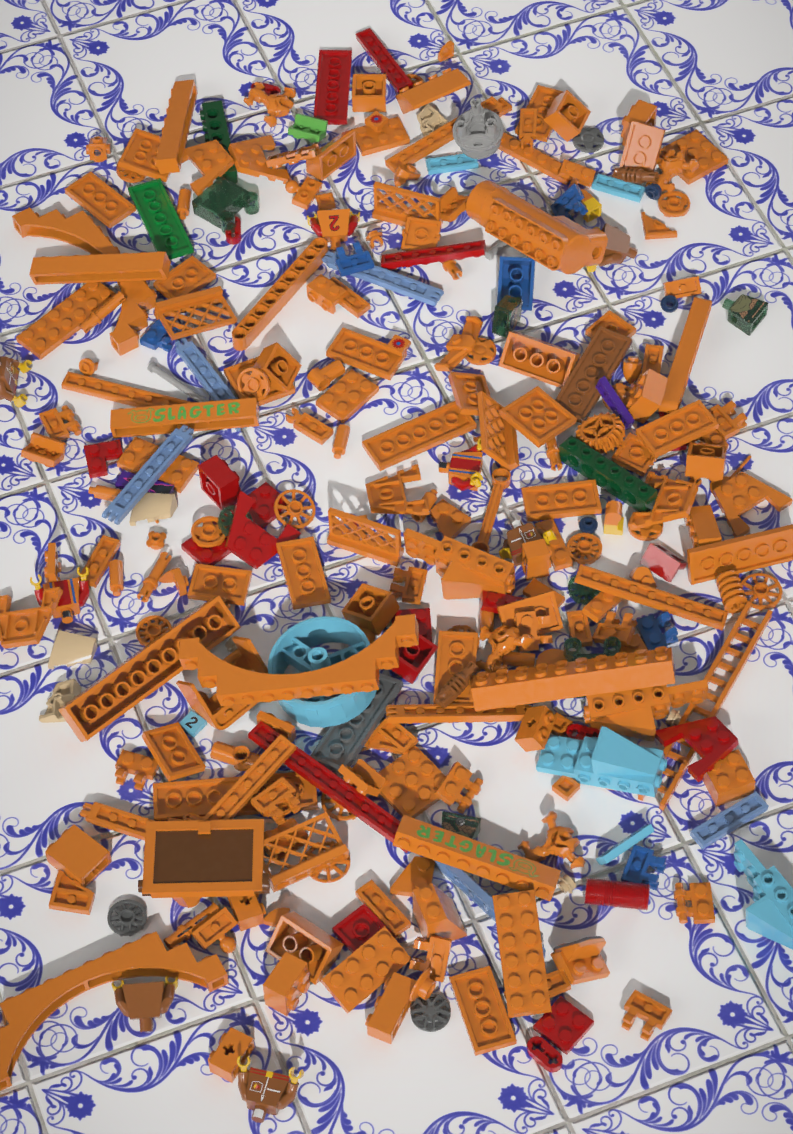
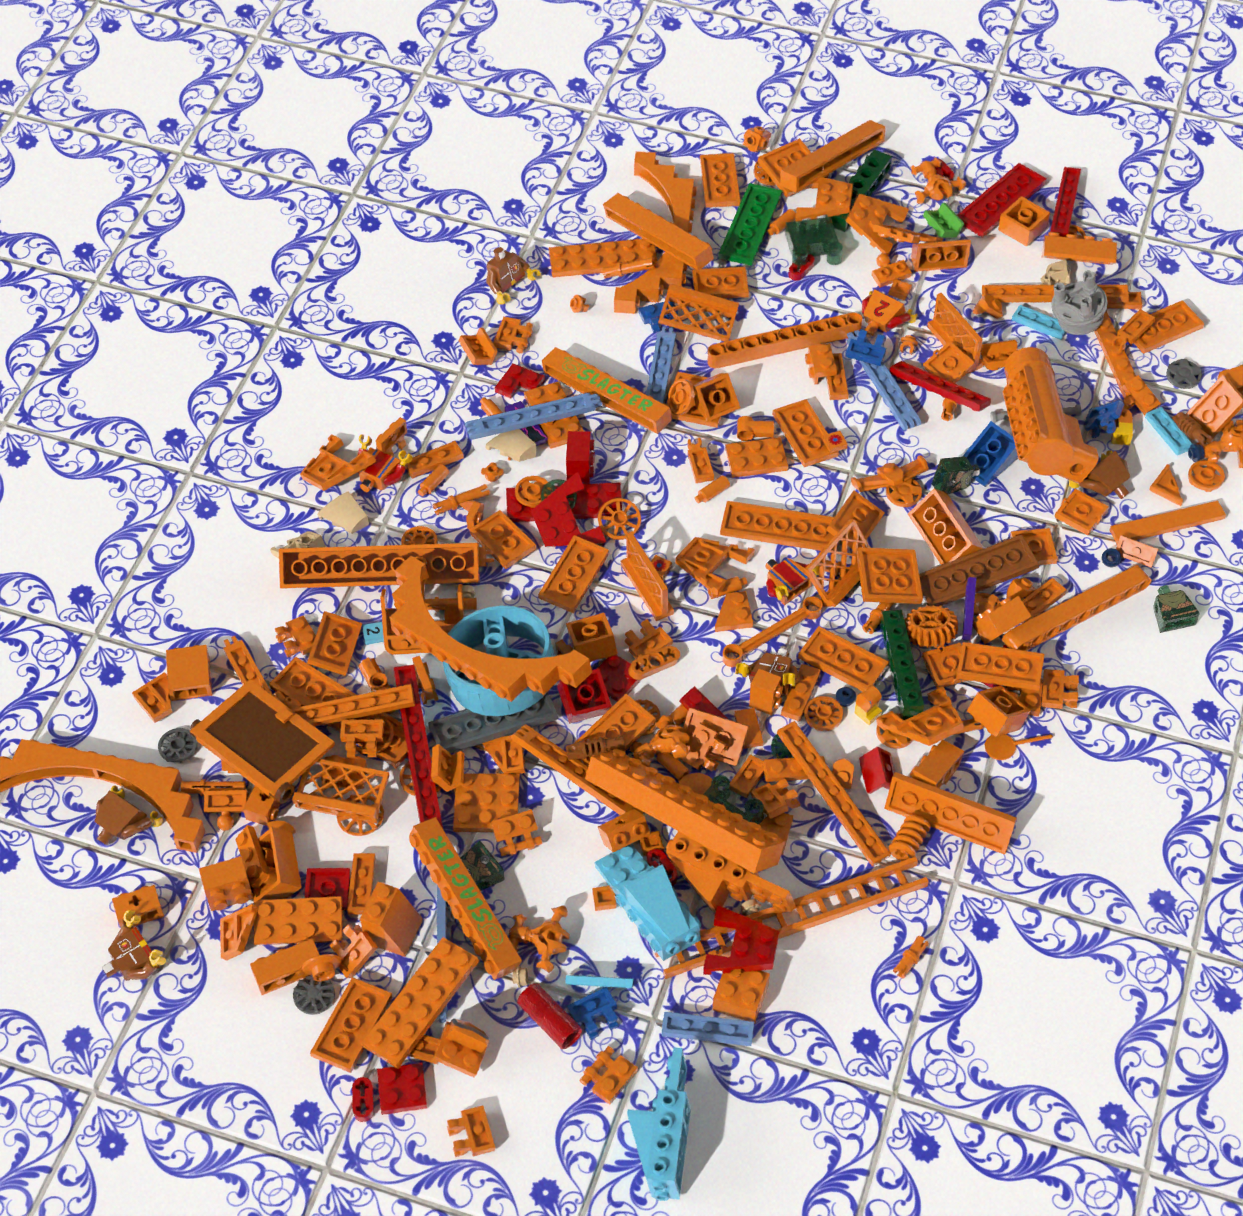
camera: 40 degrees right, 0 degrees up
(116, 392) = (582, 339): orange tile -> none
(152, 367) = (627, 337): light grey bar -> none
(275, 947) = (252, 856): none -> orange plate
(328, 1012) = (236, 931): none -> orange wing
(376, 121) = (1006, 247): orange tile -> none
(388, 137) = (1001, 263): orange plate -> none
(415, 875) = (410, 880): orange wing -> none
(432, 601) = (649, 669): none -> orange beam
(446, 51) = (1130, 226): orange tile -> none
(461, 575) = (696, 658): orange wedge -> none
(567, 115) = (1178, 340): orange brick -> none
(618, 284) = (1081, 511): none -> orange plate
(651, 634) = (806, 823): blue plate -> none
(681, 254) = (1169, 521): none -> orange tile
(743, 494) = (1006, 764): orange wing -> none
(761, 591) = (940, 857): orange wheel -> none

